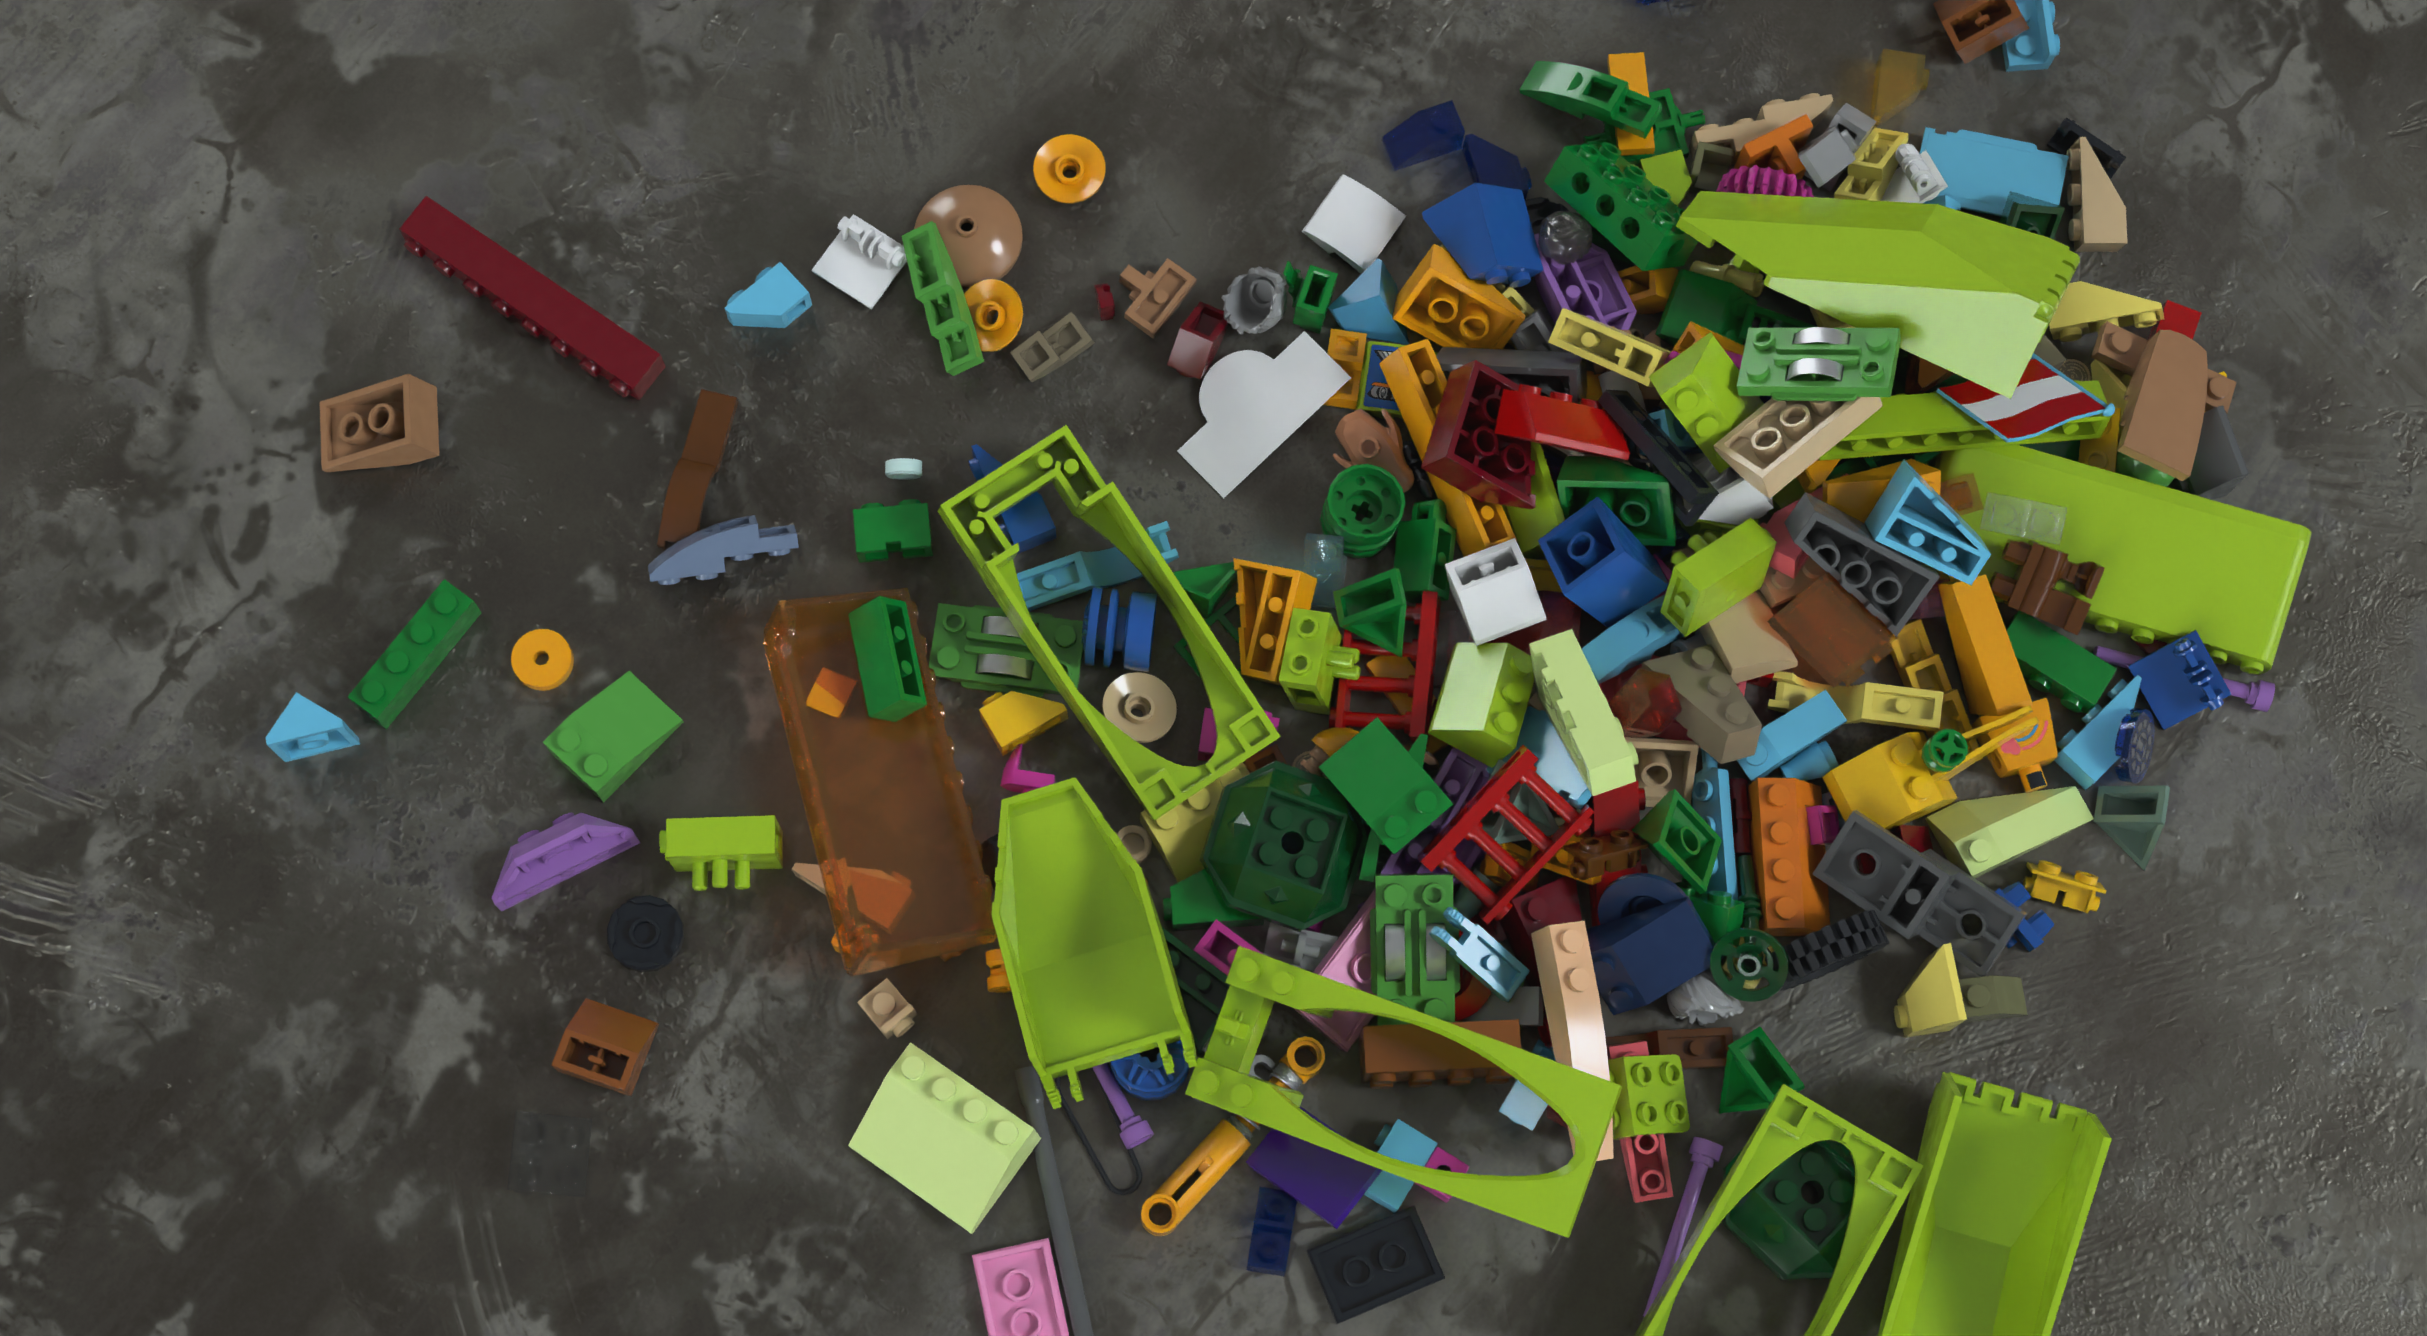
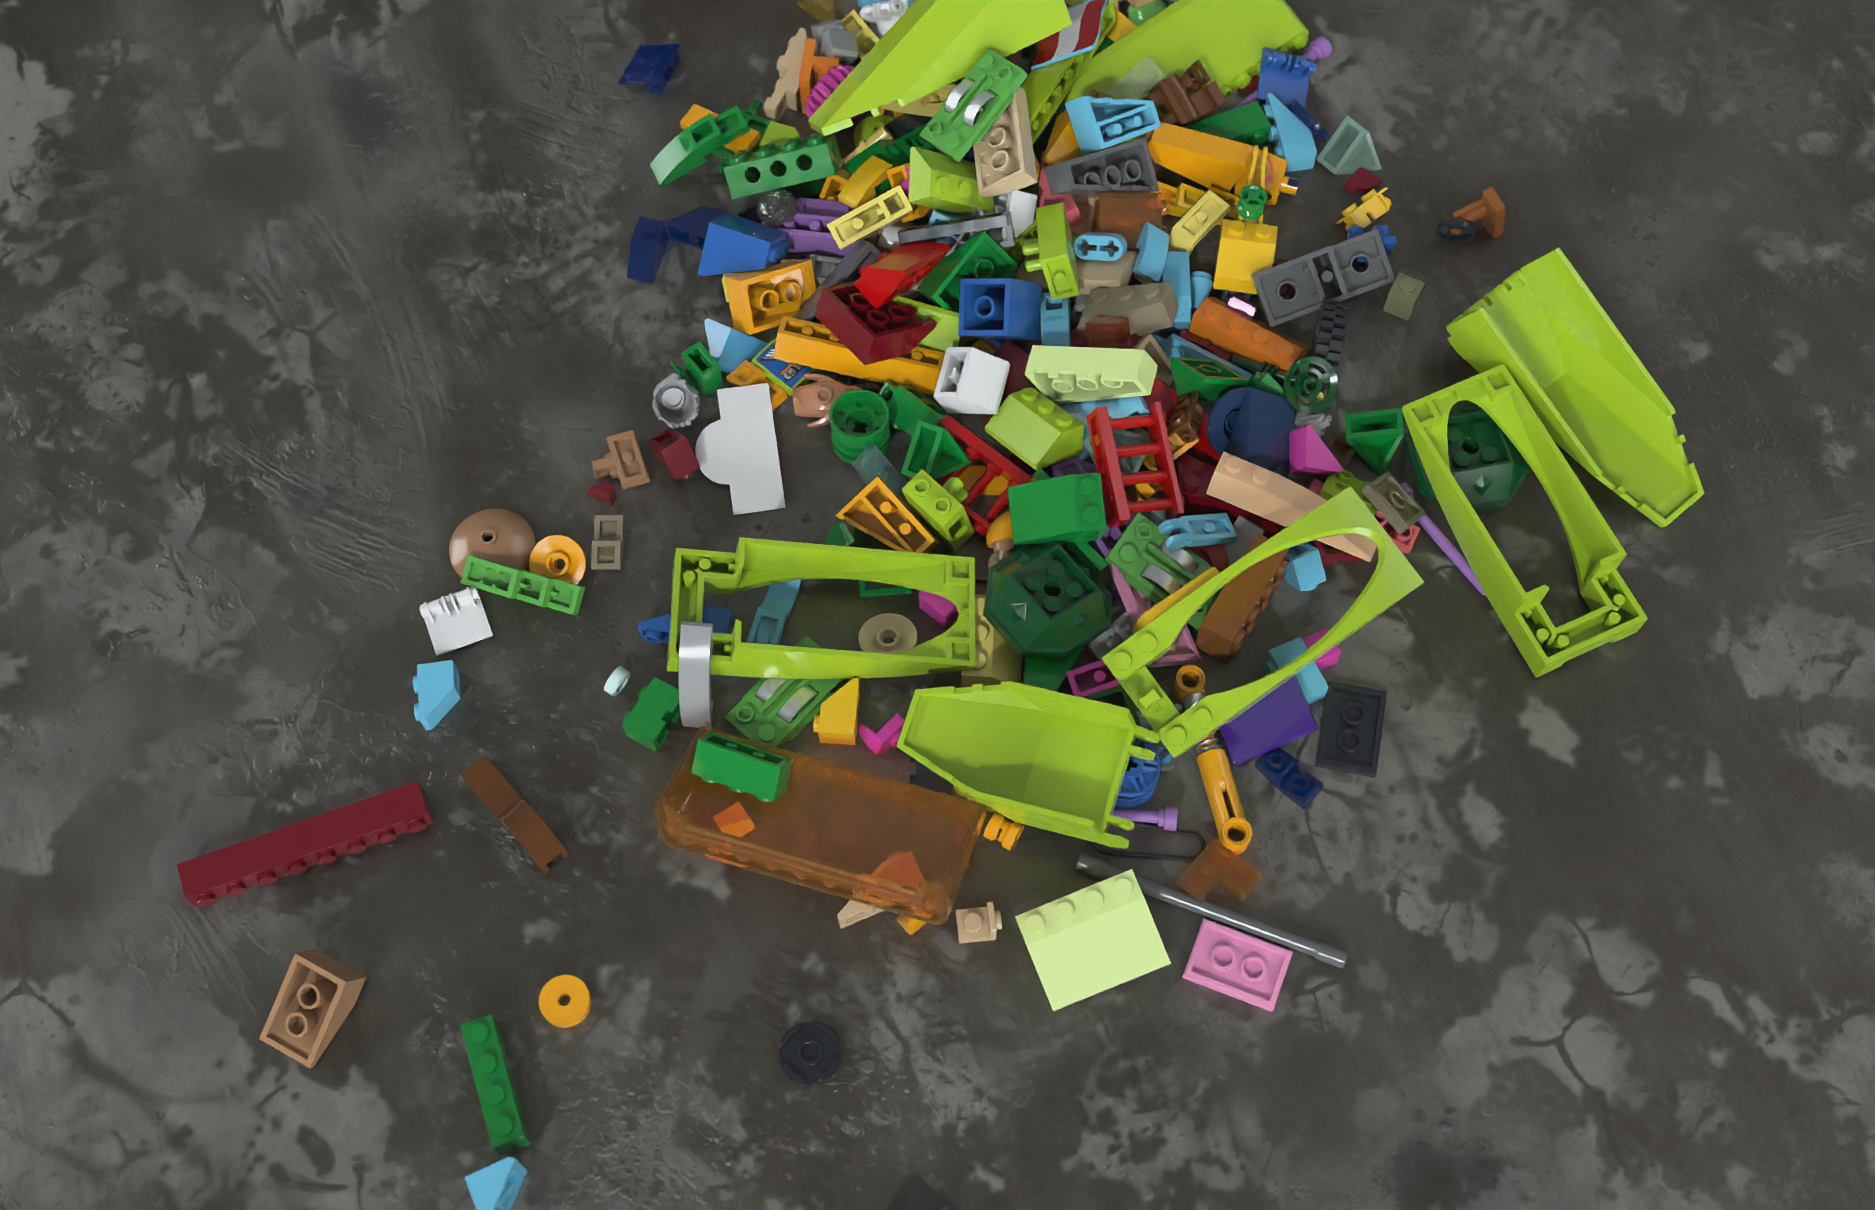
camera: 50 degrees left, 10 degrees down
(557, 855) = (712, 1074): medium lavender wedge -> none
(605, 1046) = (874, 1129): dark orange slope -> none
(612, 735) = (655, 986): bright green slope -> none
(705, 550) = (576, 835): sand blue slope -> none
(721, 846) = (791, 956): lime piece -> none
(945, 540) = (695, 674): none -> light grey slope
(1074, 154) = (495, 448): light orange dish -> none
(1116, 1218) = (1222, 866): none -> clear orange plate
(1120, 629) = (830, 612): blue wheel -> none
(1353, 223) = (669, 323): white slope -> none
(1365, 983) = (1158, 609): none -> yellow tile
(1661, 306) = (862, 183): none -> yellow slope
(1663, 1017) = (1310, 455): none -> dark pink slope
(1673, 1147) = (1393, 502): none -> dark tan tile
(1709, 166) = (789, 114): olive panel -> none
(1761, 622) = (1100, 252): none -> medium azure beam
(1809, 682) = (1153, 253): none -> medium azure slope
(1932, 997) = (1388, 310): light yellow slope -> none
(1998, 829) = (1309, 217): yellowish green wedge -> none
(2104, 859) = (1362, 181): none -> dark red tile
(2114, 1007) = (1487, 209): none -> dark orange piece

